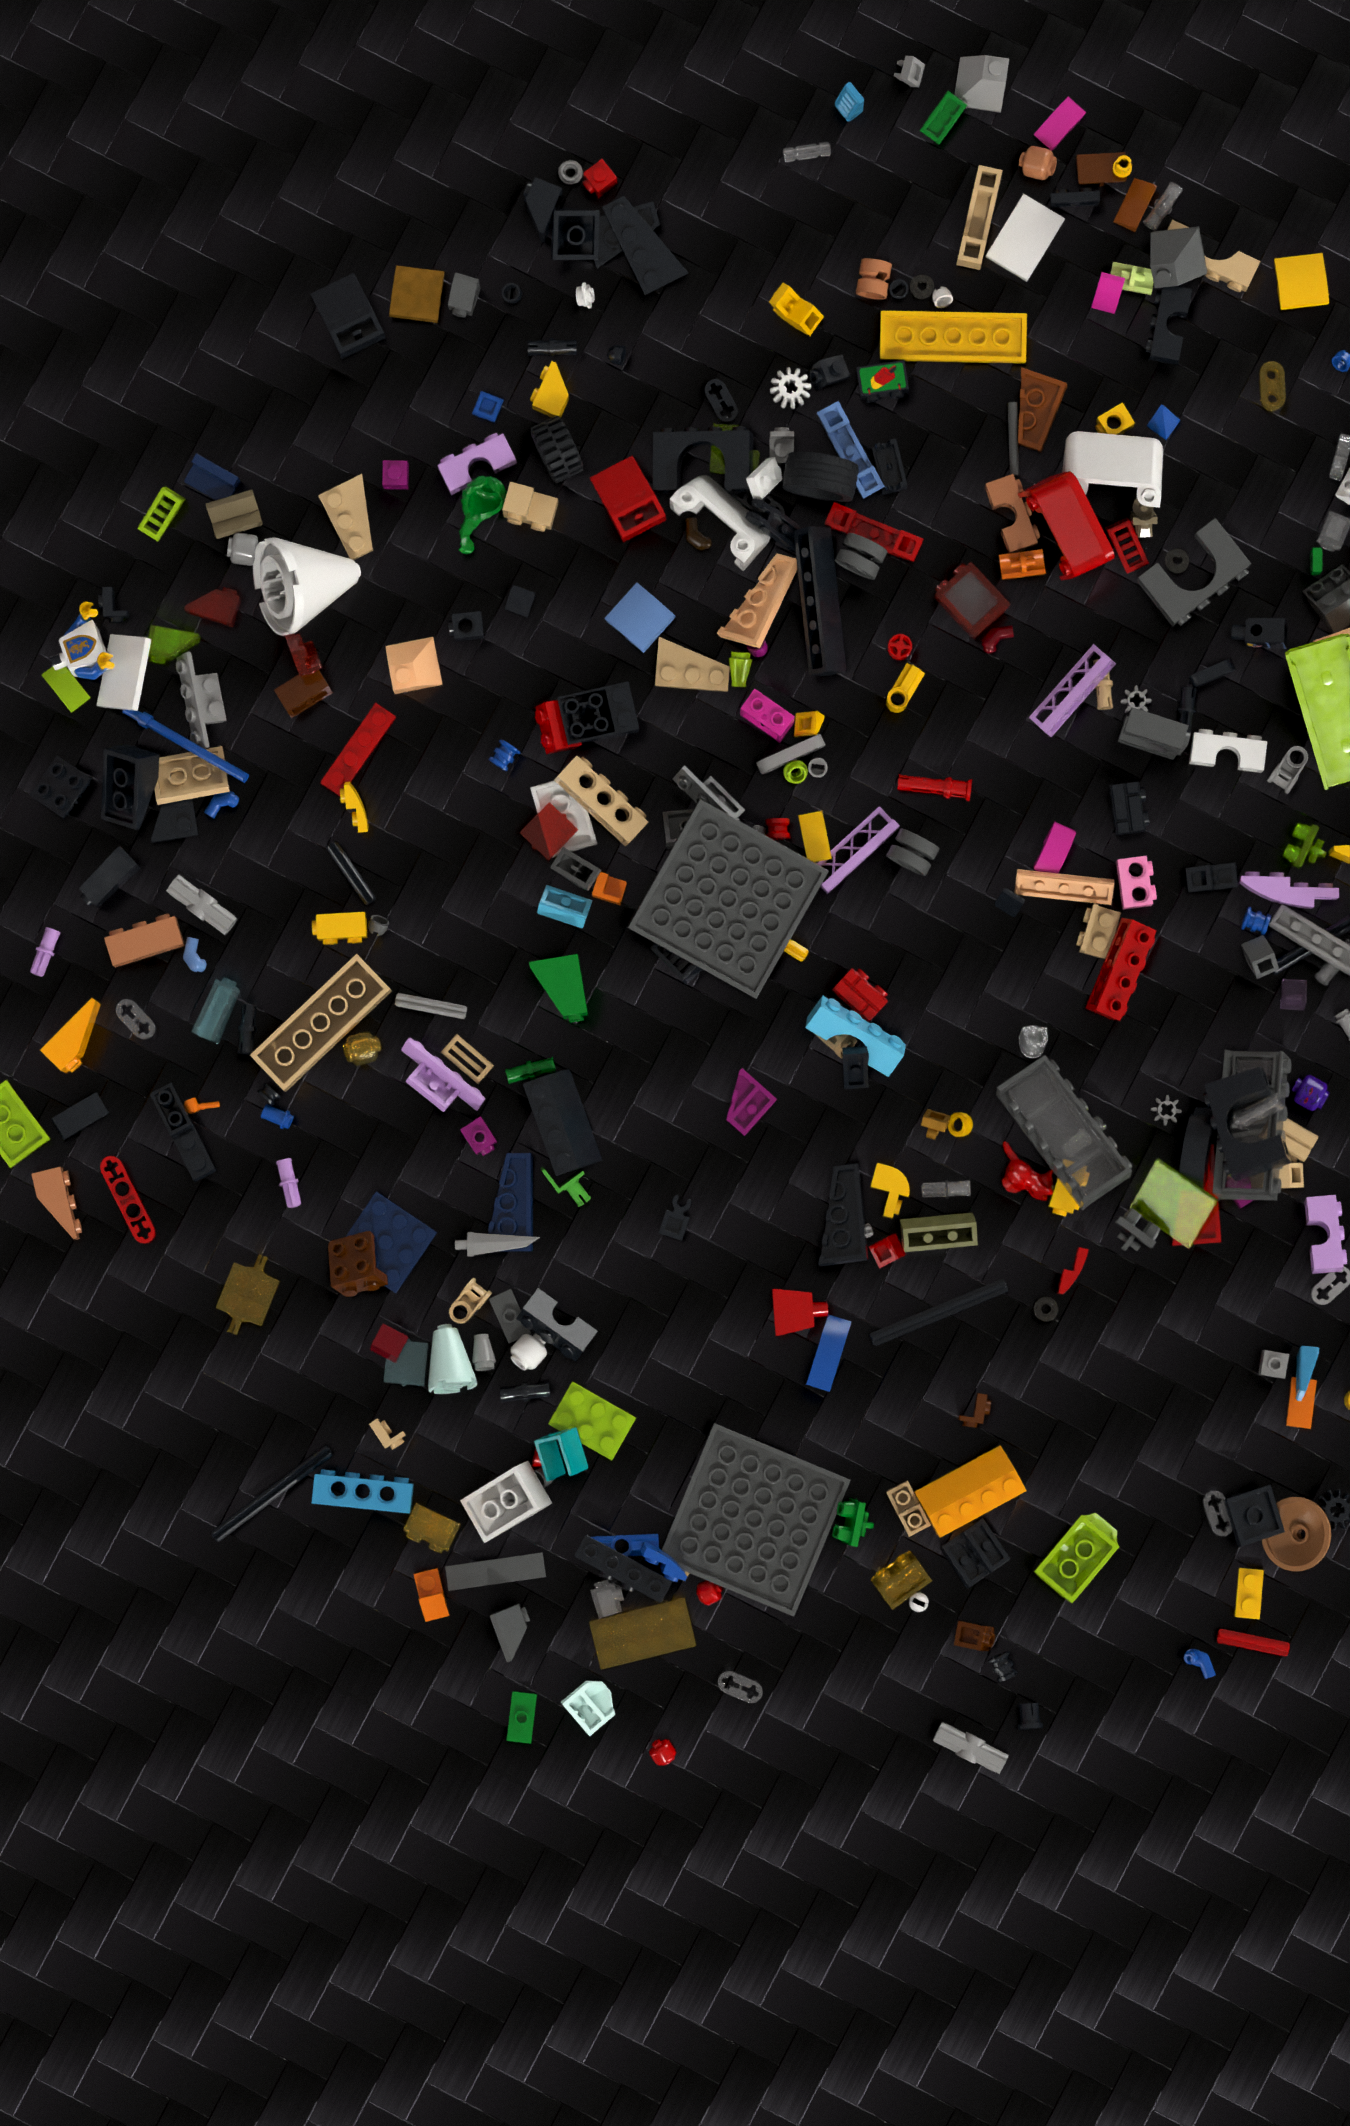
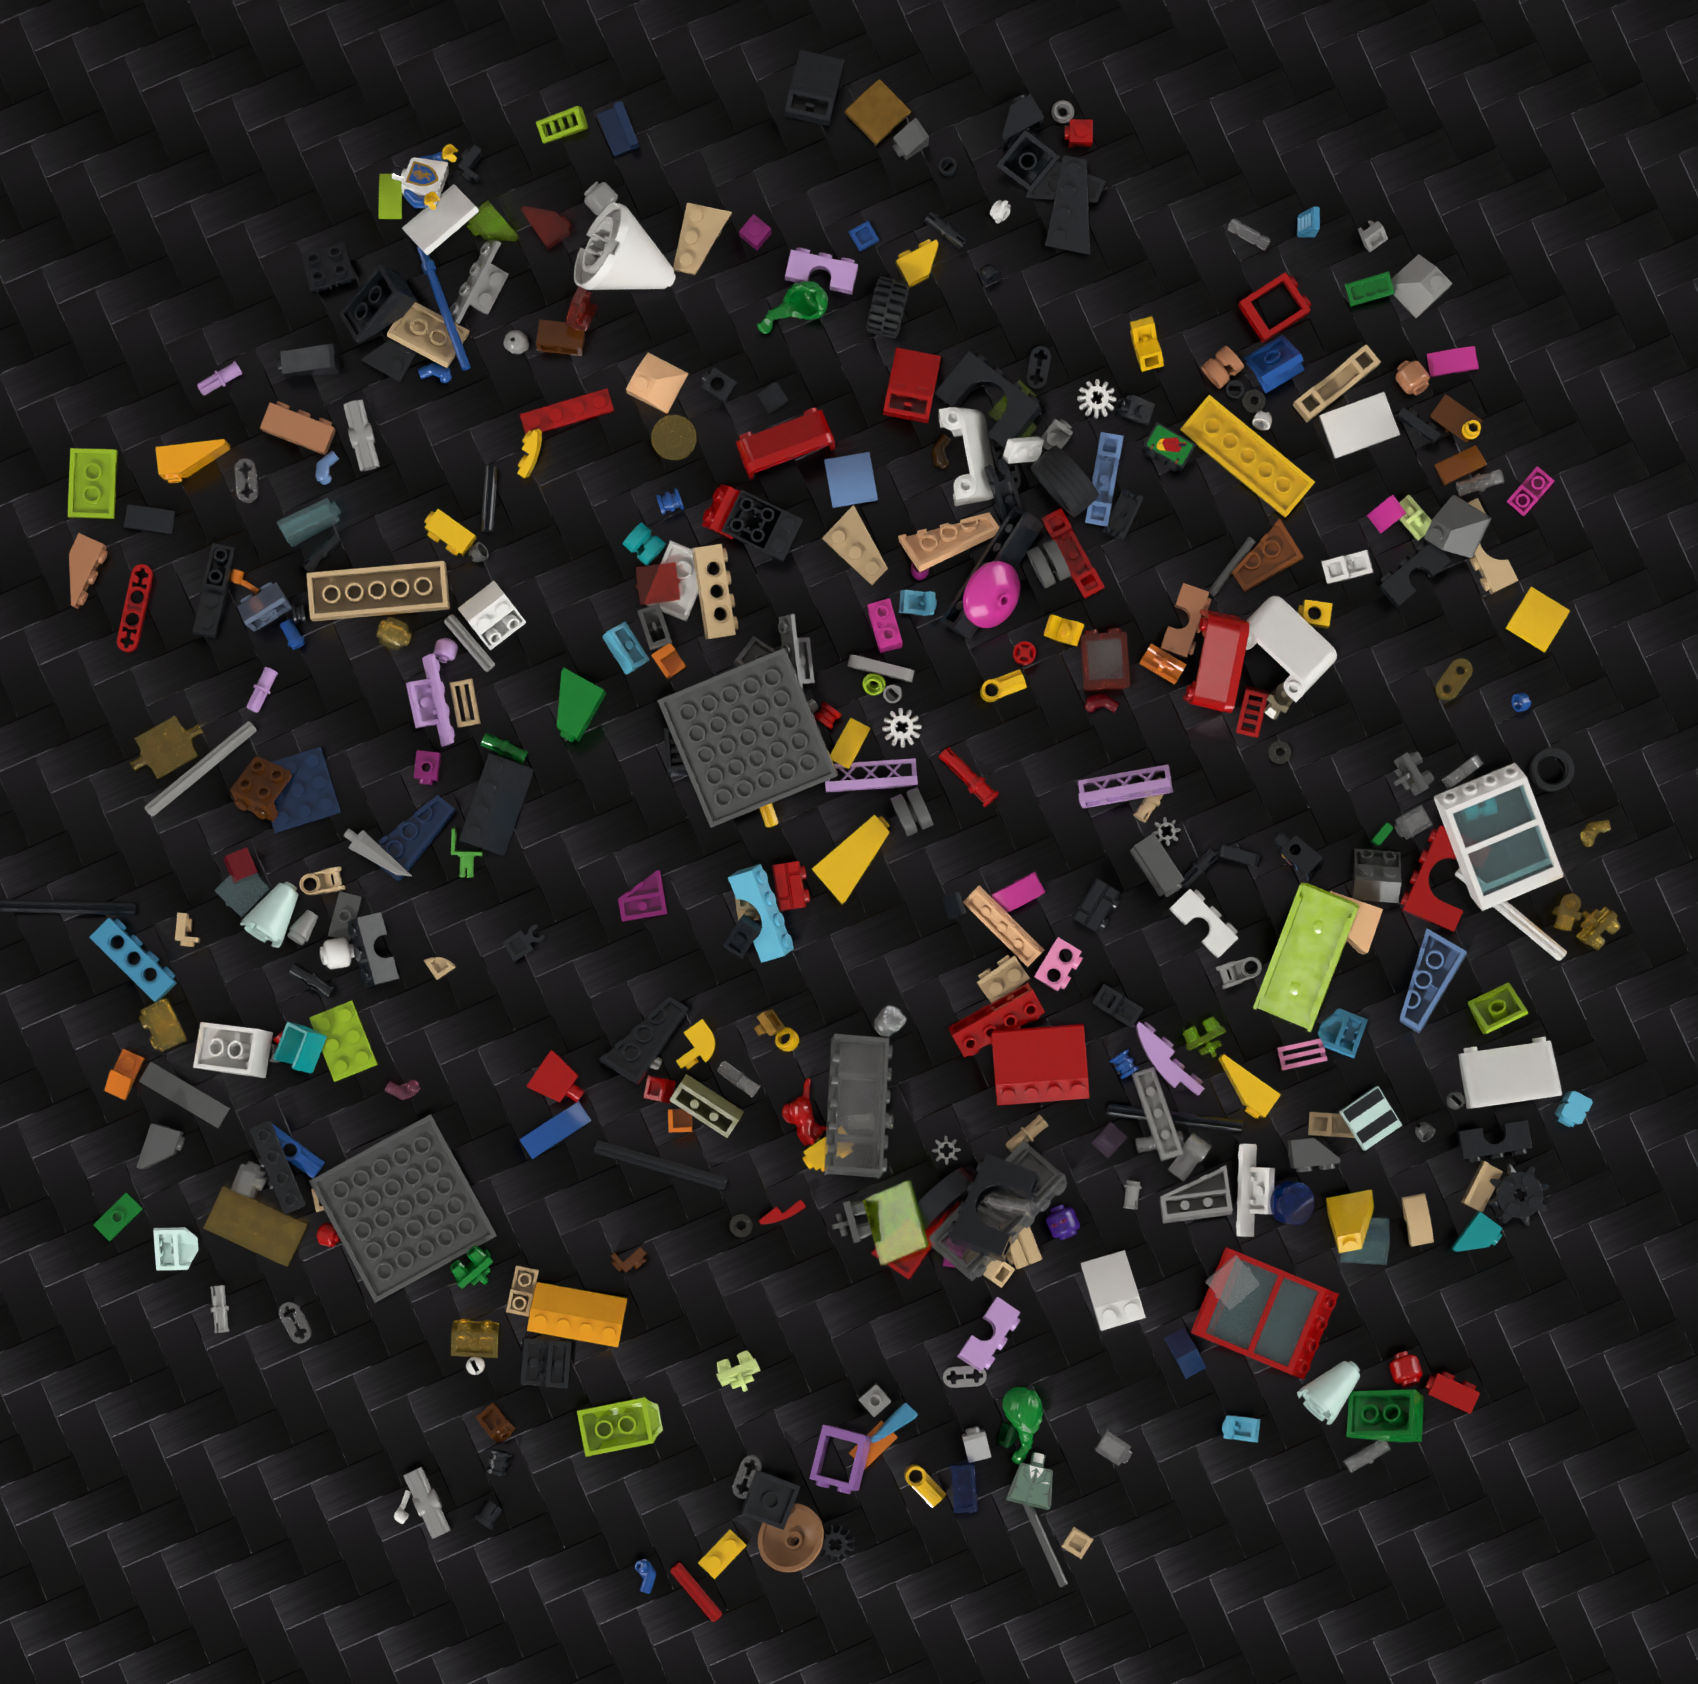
camera: 35 degrees right, 0 degrees up
(234, 514) = (614, 167): dark tan panel -> none
(236, 1111) = (264, 606): none -> sand blue slope
(268, 724) = (516, 342): none -> light grey piece
(290, 1289) = (200, 768): none -> light grey axle
(415, 1027) = (445, 650): none -> lavender piece
(431, 967) = (492, 615): none -> white slope
(464, 699) = (674, 437): none -> clear yellow tile
(511, 807) = (644, 544): none -> teal wheel
(529, 507) = (833, 332): tan brick -> none
(561, 629) = (784, 442): none -> red windscreen
(622, 1294) = (439, 966): none -> tan tile
(662, 1752) = (200, 1324): red piece -> none
(668, 1565) = (312, 1193): blue slope -> none
(668, 1725) = (219, 1309): none -> light grey pin
(676, 1421) = (405, 1091): none -> clear pink arm
(739, 668) = (894, 575): lime cone -> none
(777, 675) = (917, 602): none -> medium azure bracket
(808, 723) = (911, 656): yellow slope -> none
(834, 619) = (991, 594): none -> dark pink dish
(843, 783) = (903, 720): none -> white gear
(870, 218) = (1255, 319): none -> red window
(893, 933) = (849, 861): none -> yellow slope
(914, 241) = (1275, 363): none -> blue bracket
(917, 601) = (1063, 630): none -> yellow bracket
(926, 1263) = (679, 1121): none -> orange panel
(956, 1776) = (400, 1515): none -> white hand
(1109, 362) = (1347, 567): none -> white slope
(1144, 1434) = (740, 1374): none -> yellowish green hips
(1163, 422) = (1352, 642): blue slope -> none
(1178, 603) = (1255, 785): dark grey arch -> none
(1187, 976) = (1040, 1064): none -> red slope
(1210, 180) = (1530, 491): none -> dark pink slope
(1221, 1043) = (1027, 1133): none -> tan axle
(1260, 956) = (1105, 1092): dark grey brick -> none
(1299, 493) = (1410, 775): none -> dark grey hips
(1303, 1426) = (859, 1462): none -> medium lavender window

